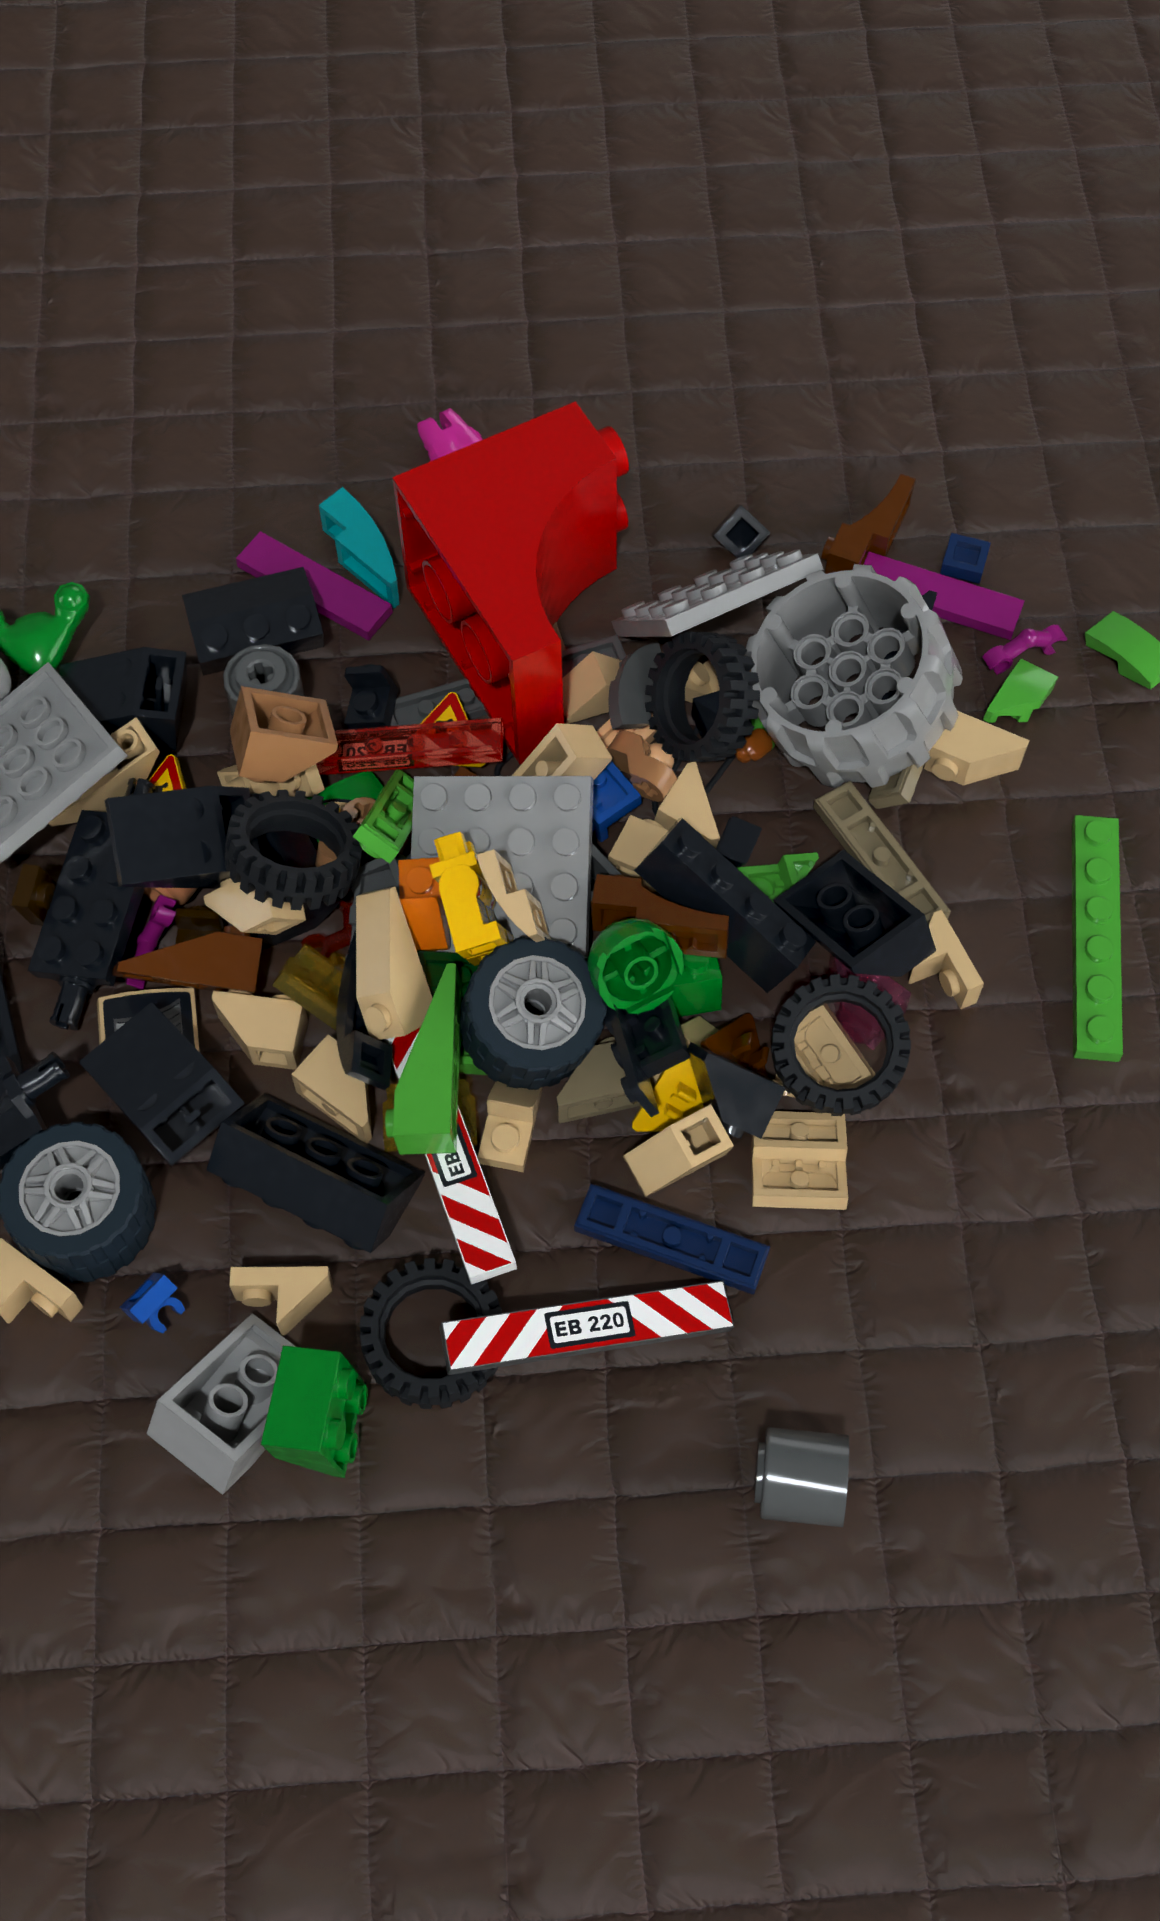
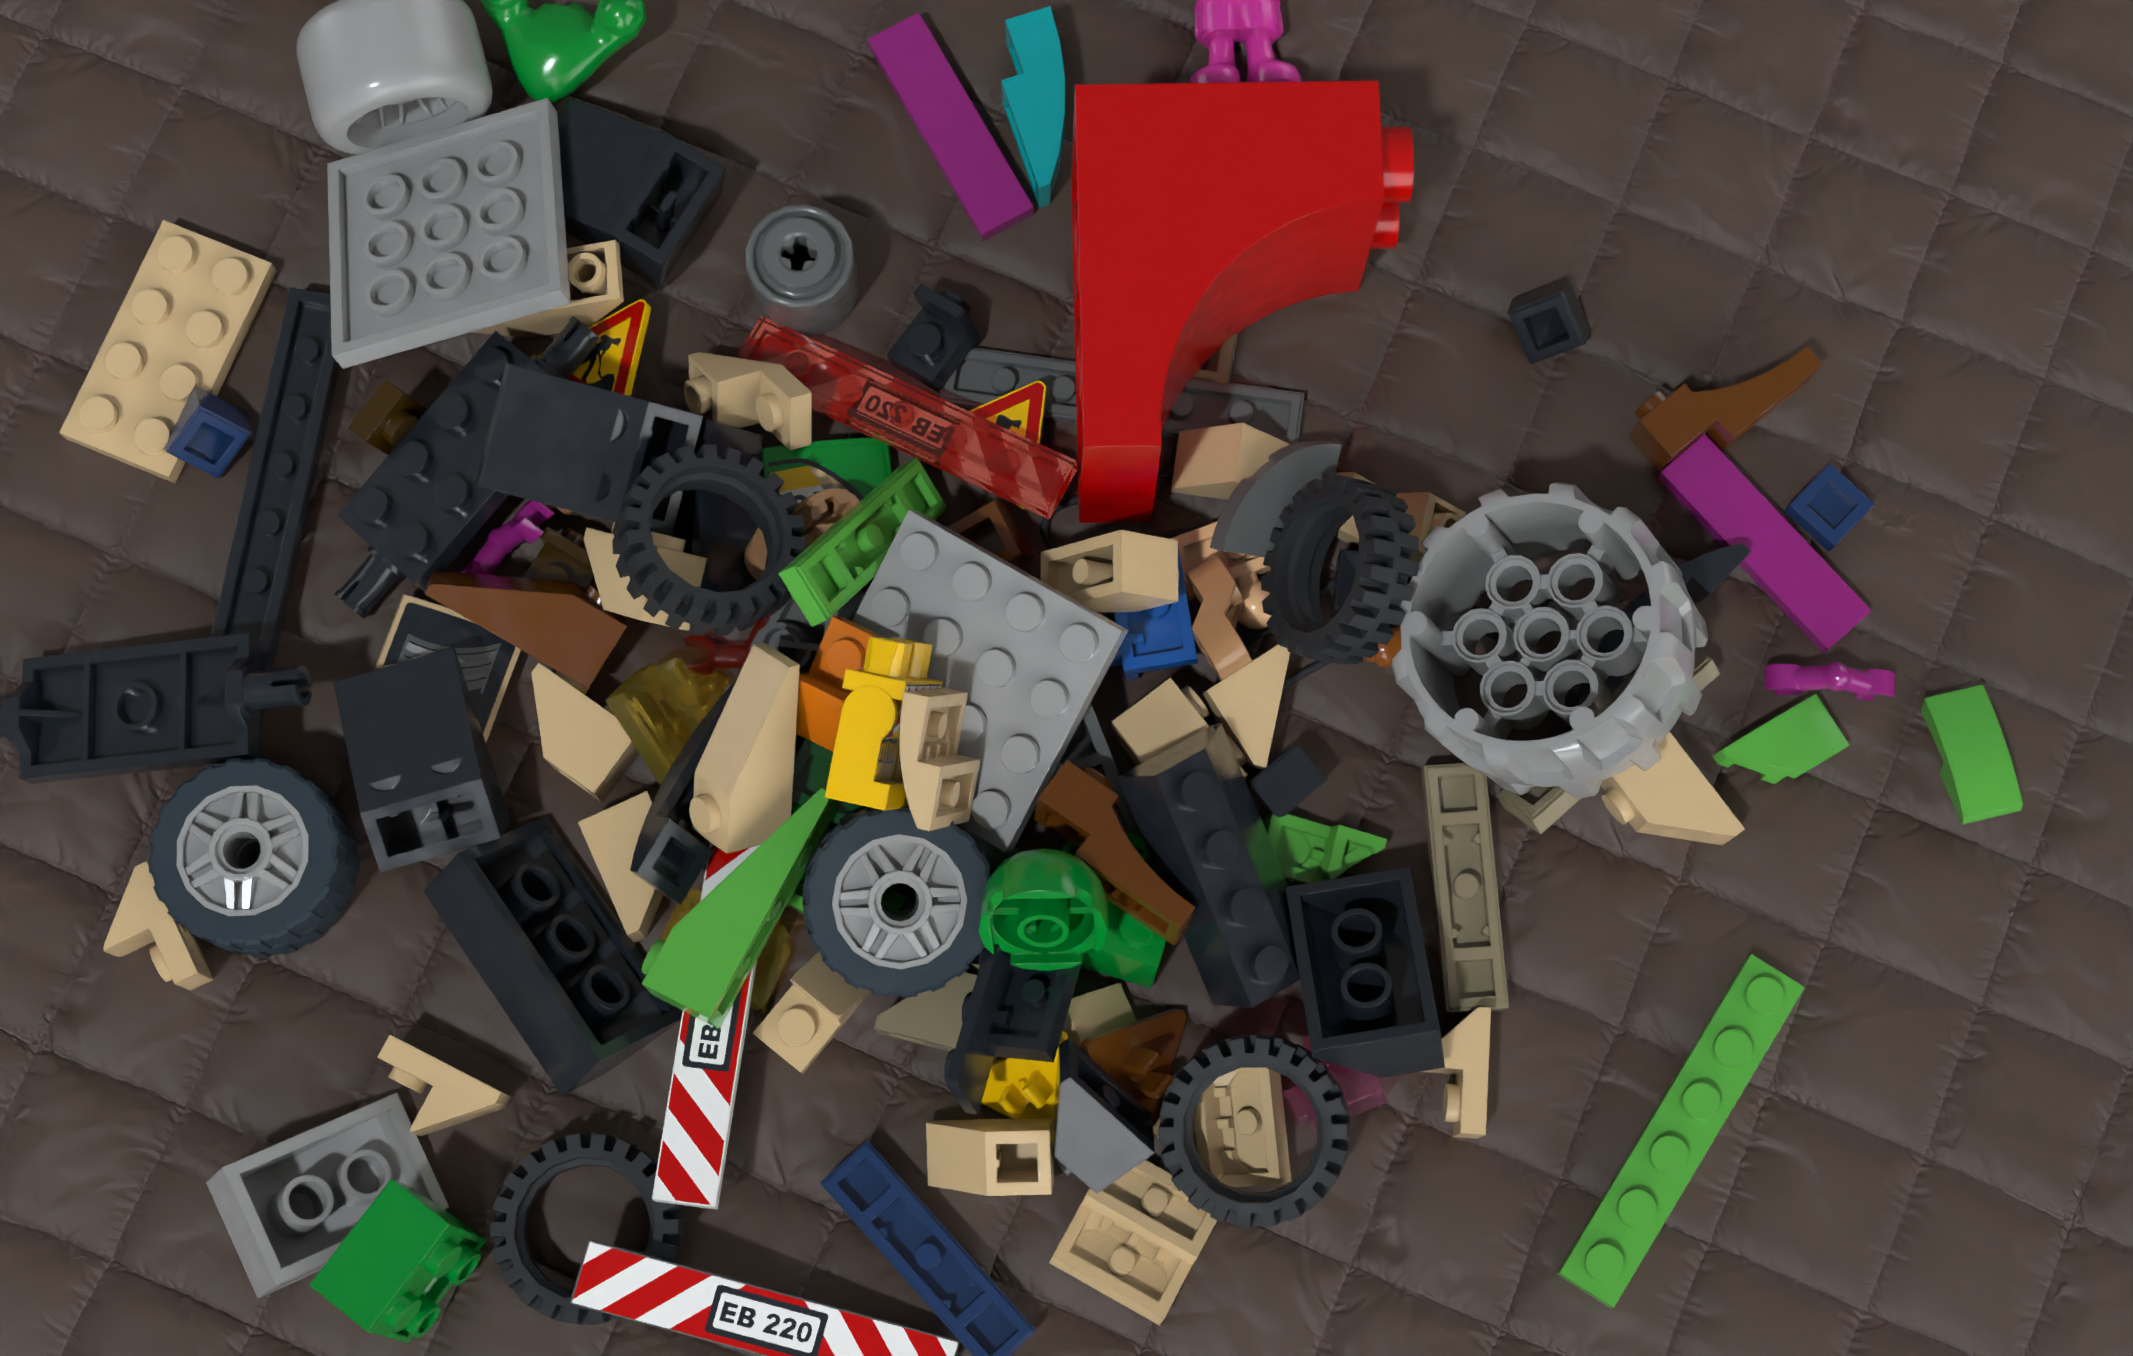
camera: 25 degrees right, 15 degrees up
(149, 1299) = (285, 1017): blue tile -> none
(253, 612) = (840, 147): black slope -> none
(279, 734) = (779, 359): medium nougat slope -> none
(715, 594) = (1441, 426): light grey plate -> none

